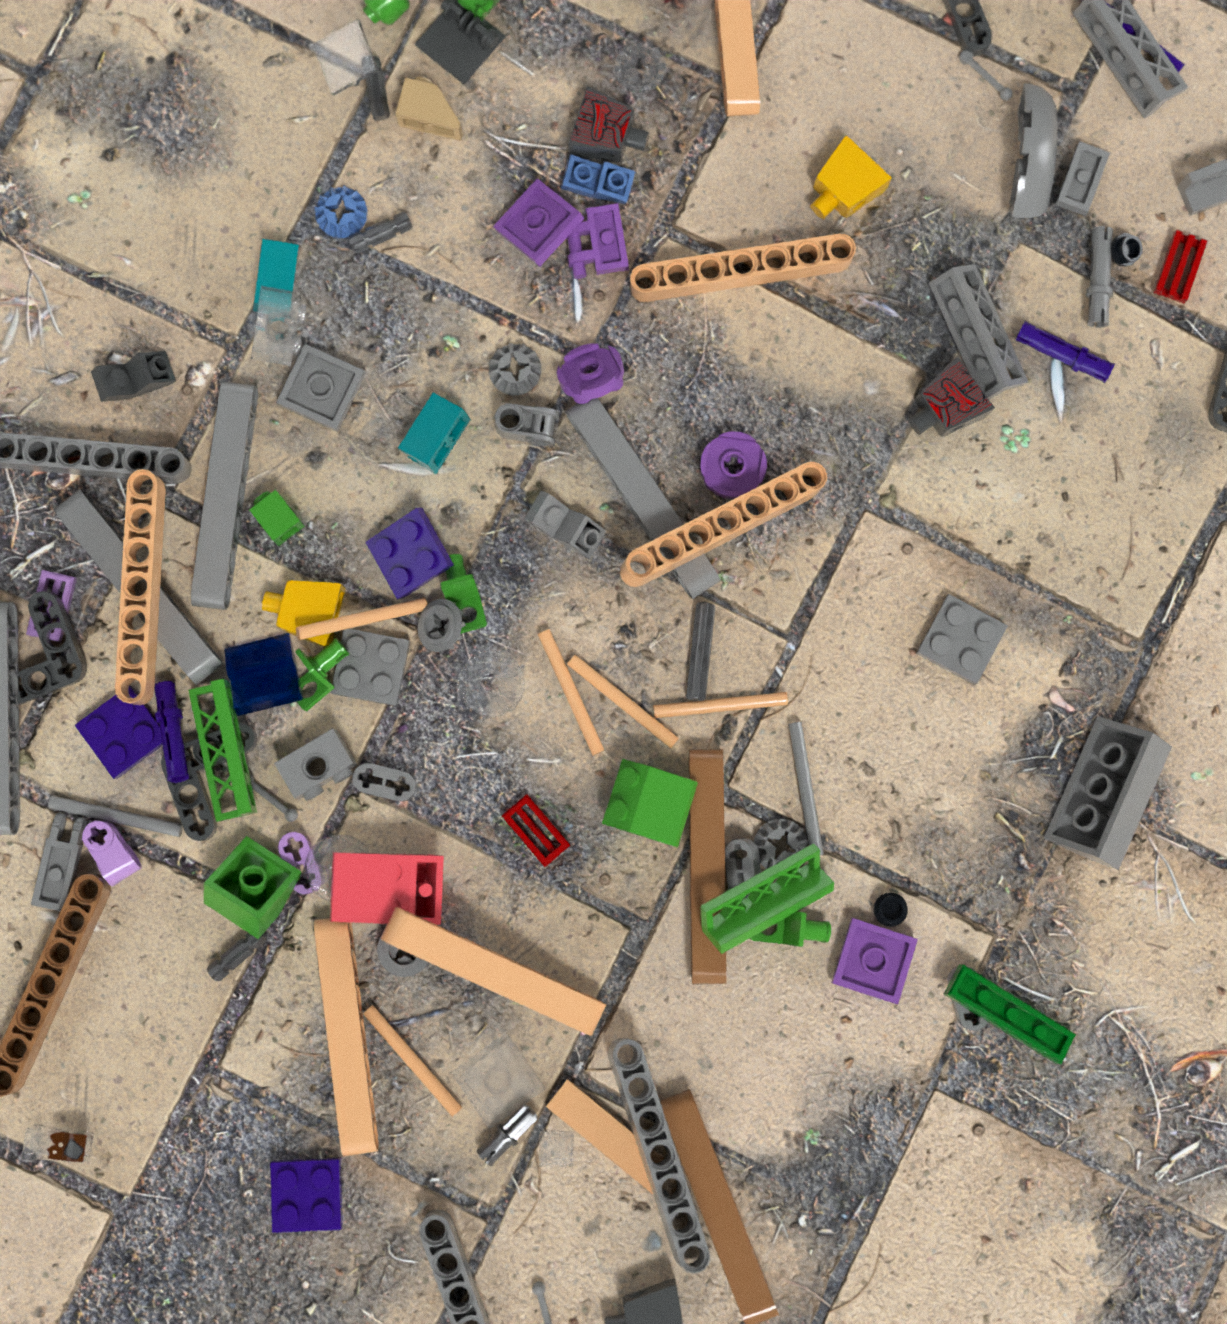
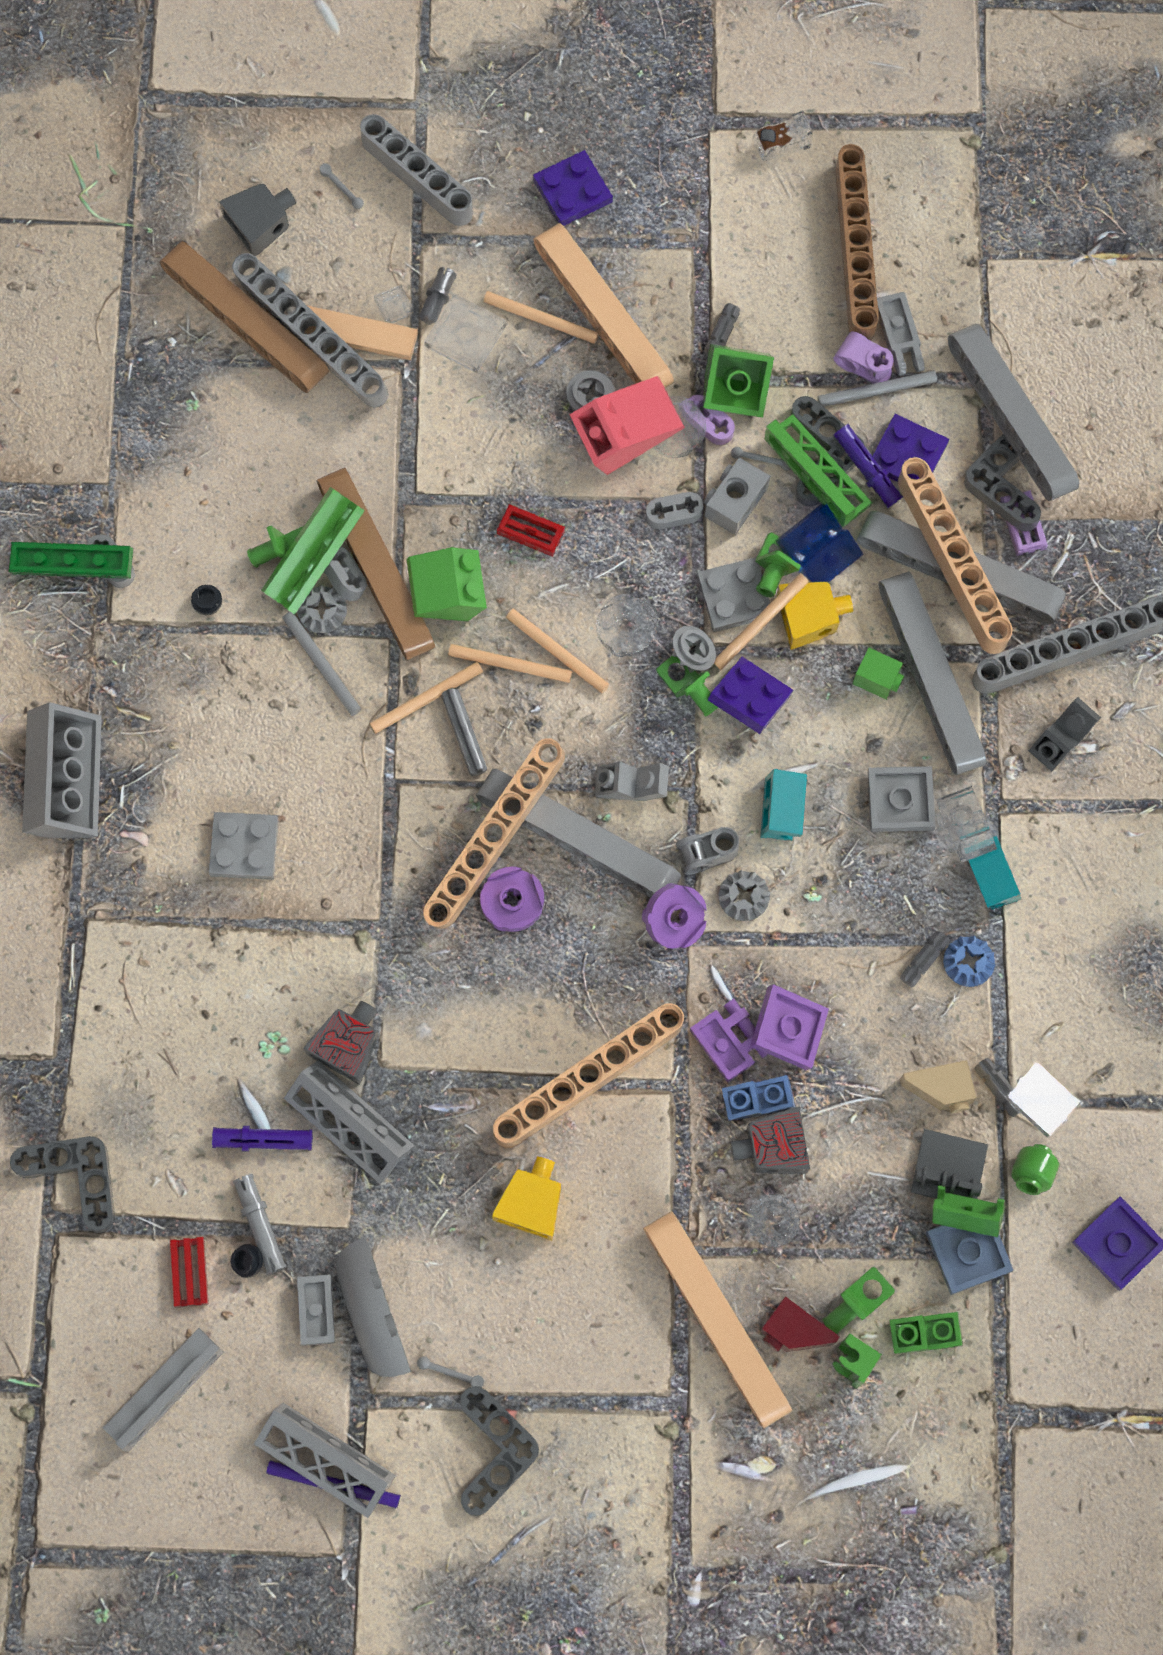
camera: 150 degrees right, 10 degrees down
(493, 971) = (508, 398): light nougat beam -> none
(874, 961) = (201, 553): medium lavender plate -> none

